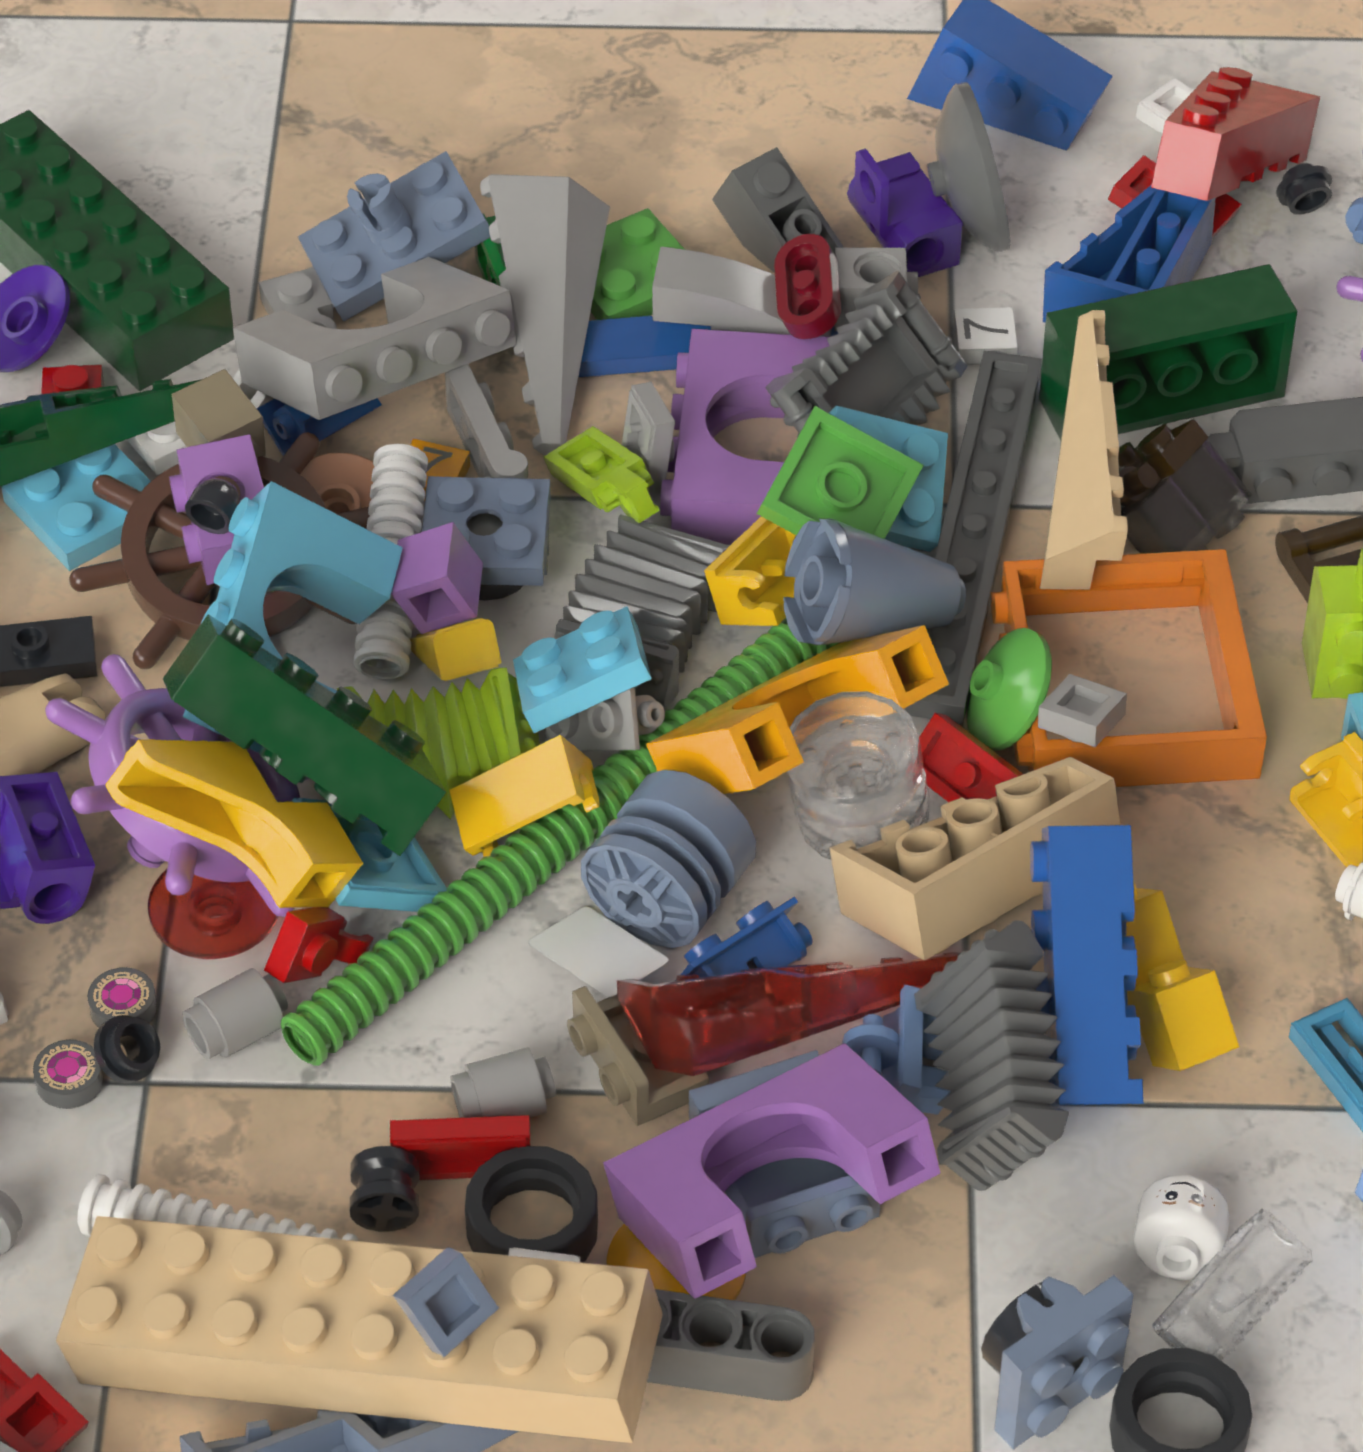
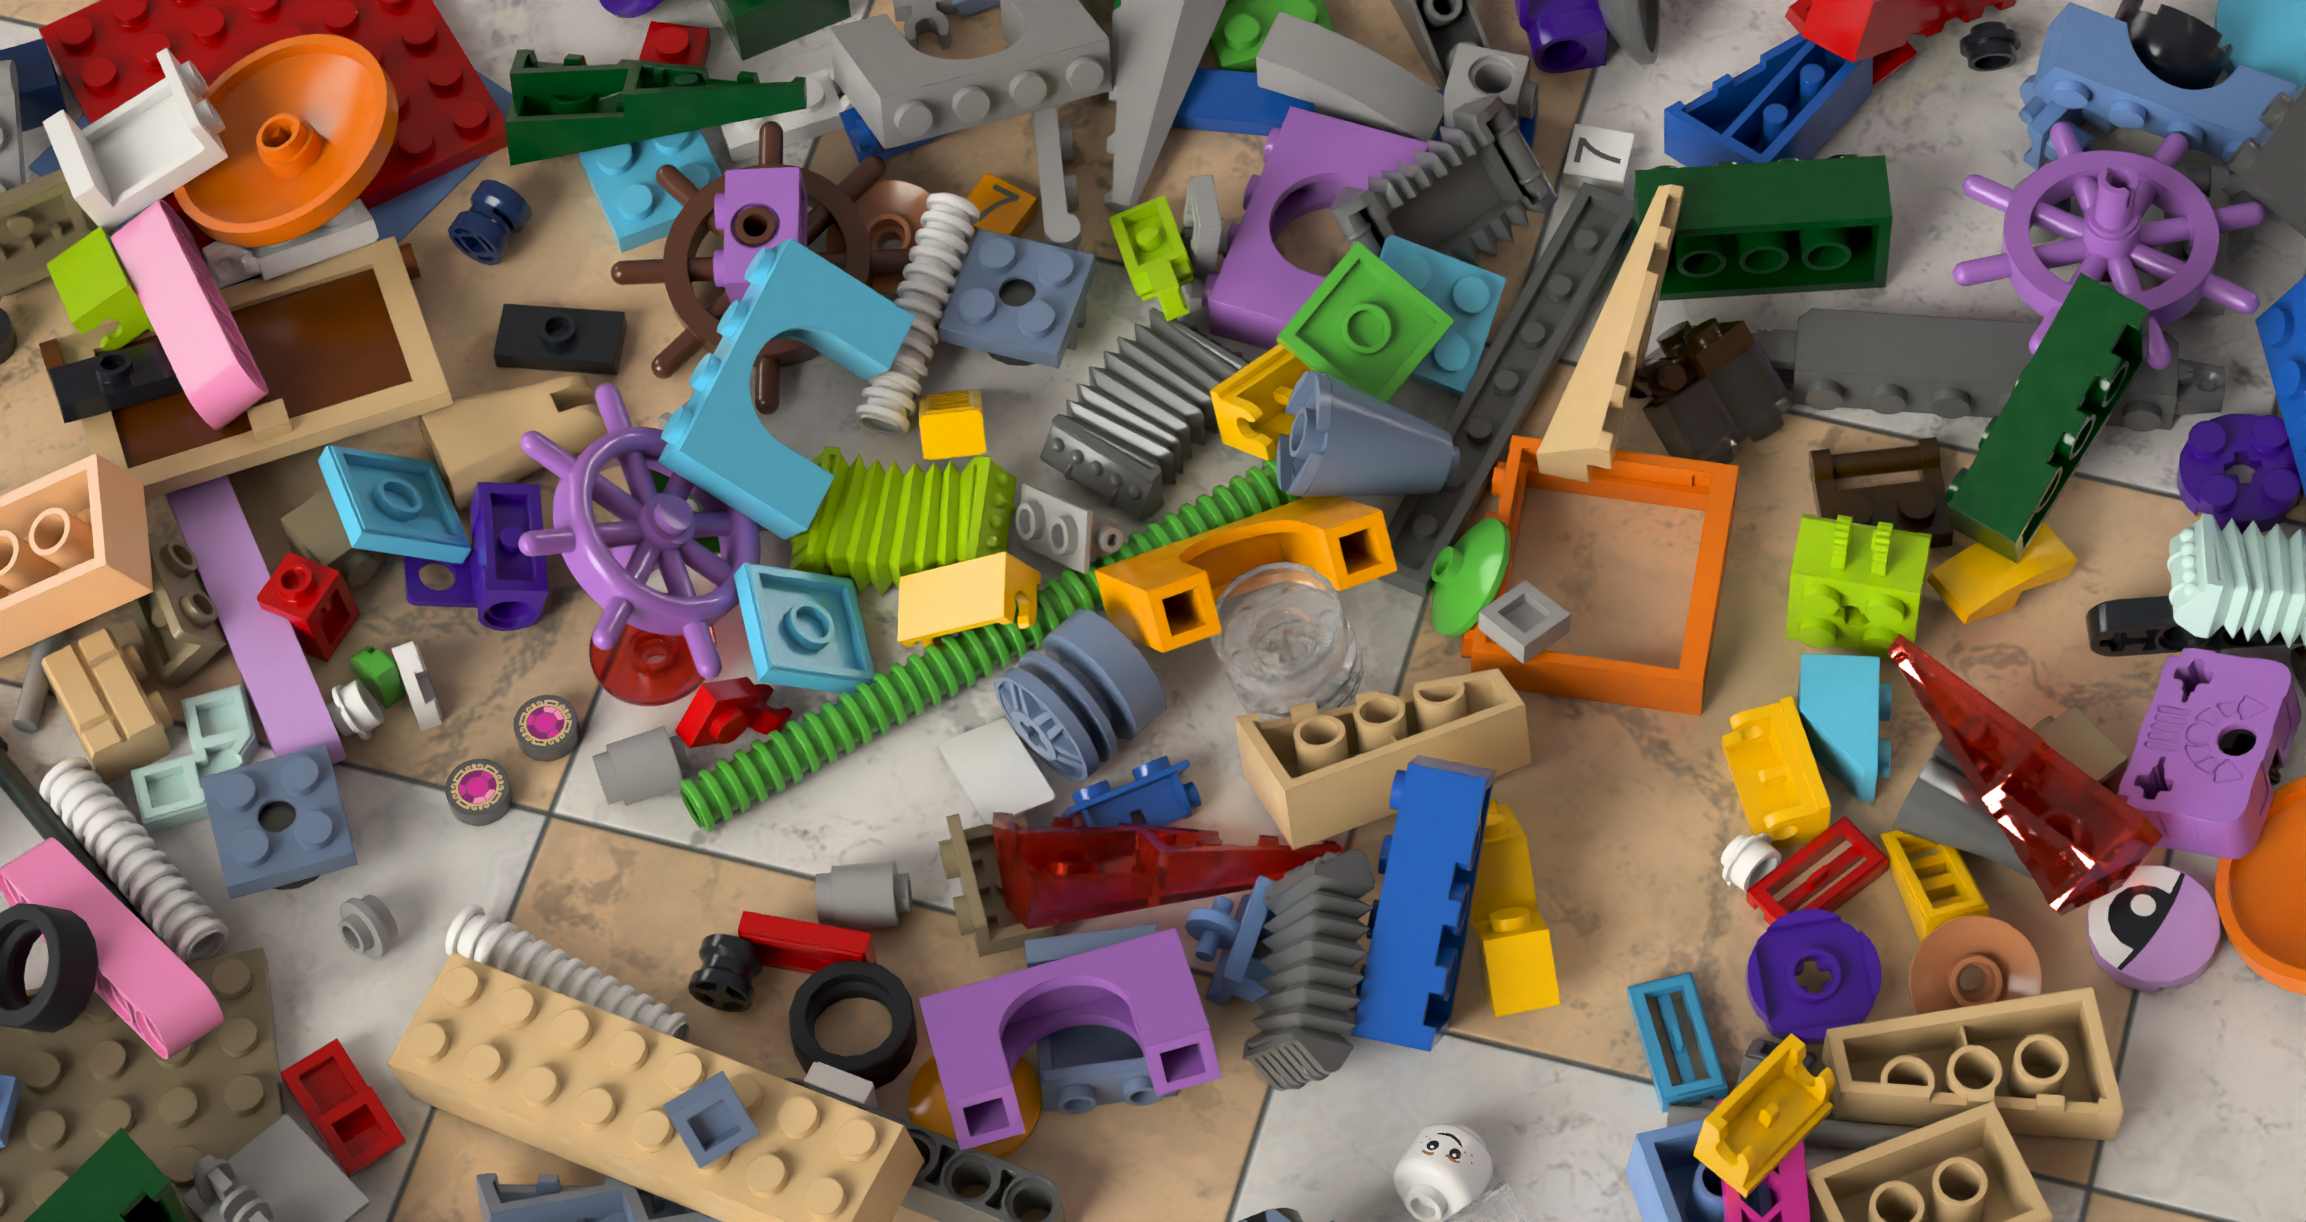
camera: 20 degrees right, 10 degrees up
(139, 1041) = (550, 776): black plate -> none
(212, 505) = (741, 240): black hinge -> none
(215, 412) = (784, 133): dark tan brick -> none
(224, 800) = (661, 562): yellow arch -> none
(307, 729) = (759, 508): dark green wedge -> none
(437, 578) = (945, 351): medium lavender brick -> none
(580, 668) = (1054, 478): medium azure plate -> none
(807, 286) = (1413, 95): dark red plate -> none
(960, 763) = (1400, 645): red plate -> none

